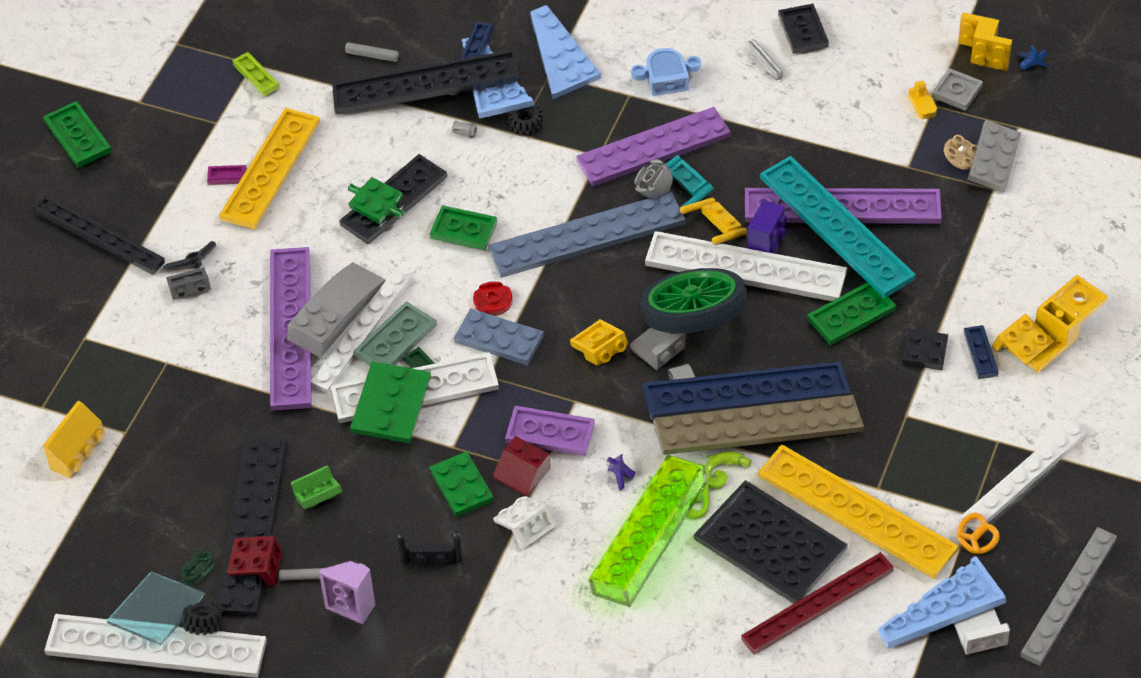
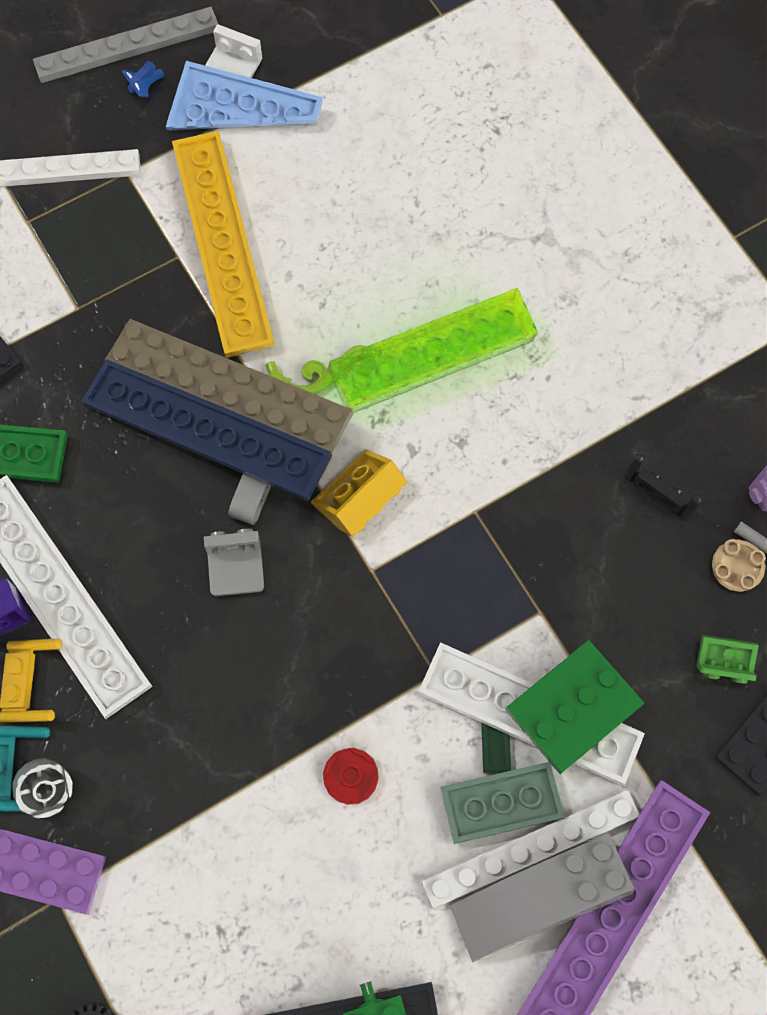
camera: 145 degrees left, 20 degrees up
(347, 547) = (738, 565): none -> tan dish
(461, 484) = (566, 557): green plate -> none
(463, 227) = (304, 909): green plate -> none
(499, 336) = (386, 716): sand blue plate -> none
(522, 466) = (493, 523): dark red slope -> none
(527, 520) = (538, 465): white bracket -> none
(551, 430) = (430, 547): medium lavender plate -> none
(585, 235) = (179, 784): sand blue plate -> none
(600, 342) = (291, 614): yellow plate -> none
(620, 470) = (399, 446): dark purple piece -> none
(621, 427) = (360, 491): none -> yellow slope
(693, 300) = (158, 567): wheel -> none
(770, 542) = (327, 270): black plate -> none
(817, 603) = (341, 183): dark red plate -> none
(976, 534) = (144, 143): light orange piece -> none
(1028, 575) = (142, 79): none -> blue piece

